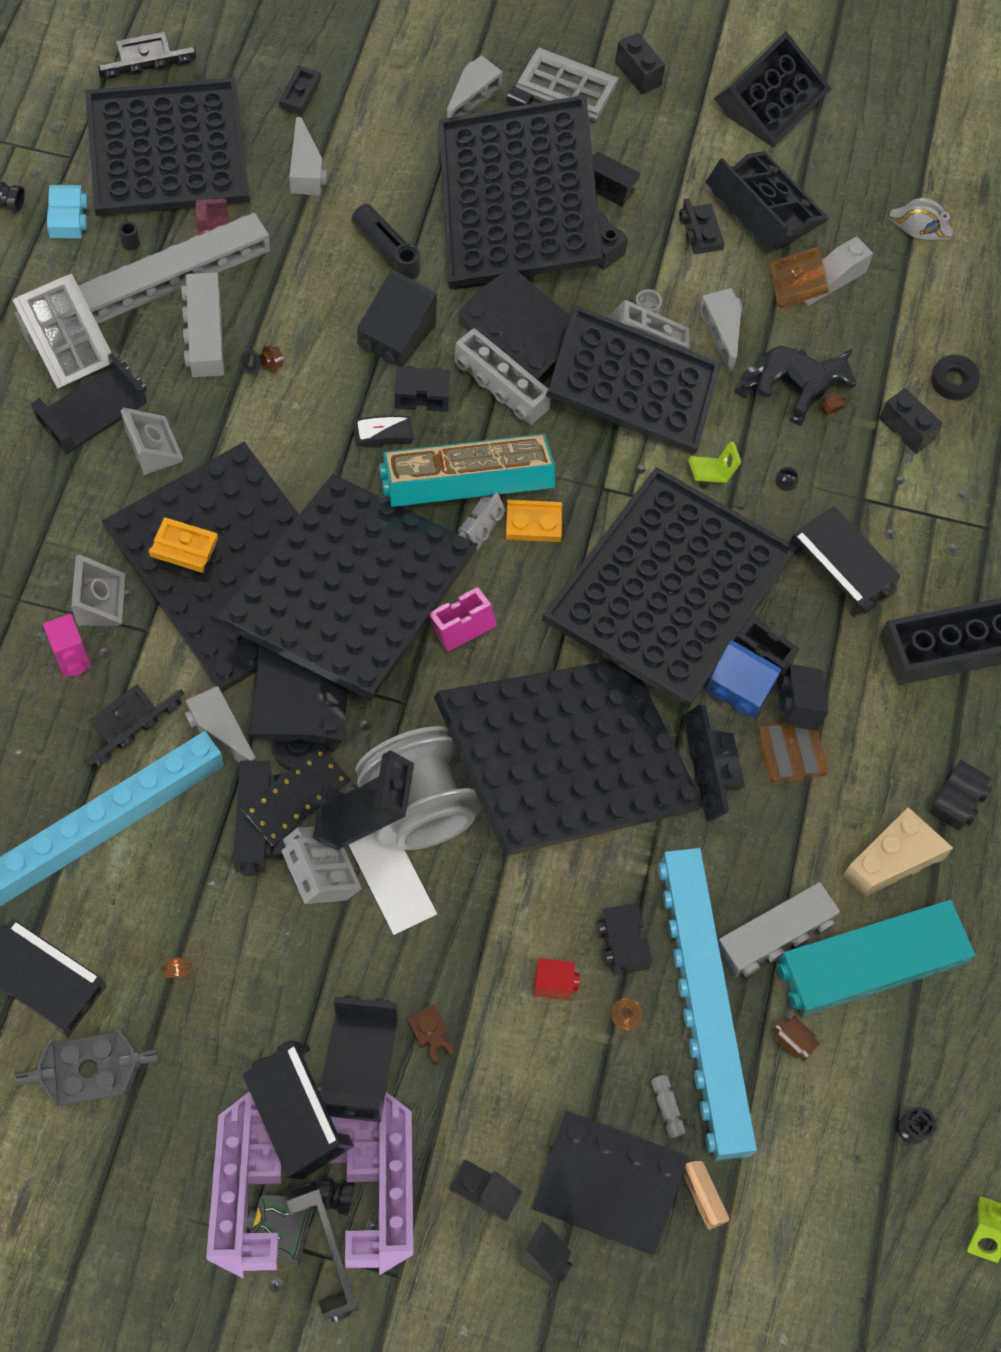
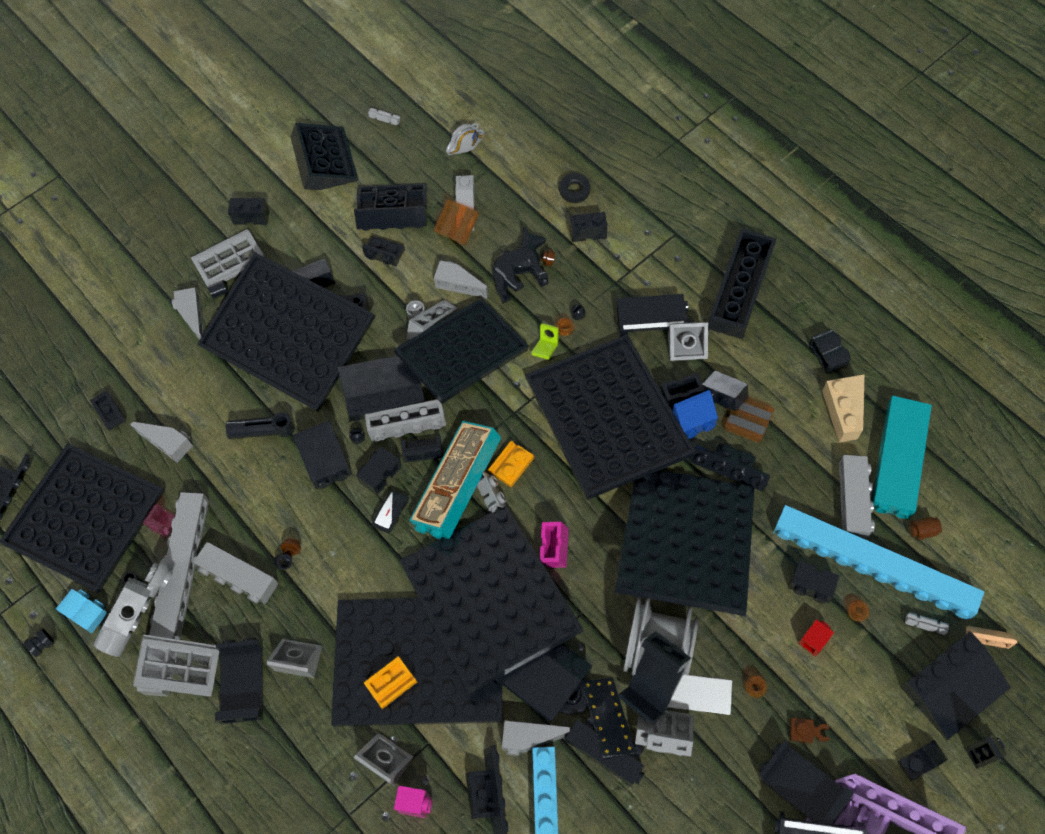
camera: 45 degrees left, 0 degrees up
(92, 245) = (120, 622): none -> light grey brick
(446, 343) = (357, 438): none -> black hinge
(449, 935) = (760, 682): none -> clear orange plate
(481, 416) = (422, 449): none -> black hinge
(757, 469) = (565, 322): none -> clear orange plate
(842, 620) = (688, 341): none -> light grey slope
(881, 119) = (384, 116): none -> light grey axle
(912, 1130) = (1009, 499): black wheel -> none

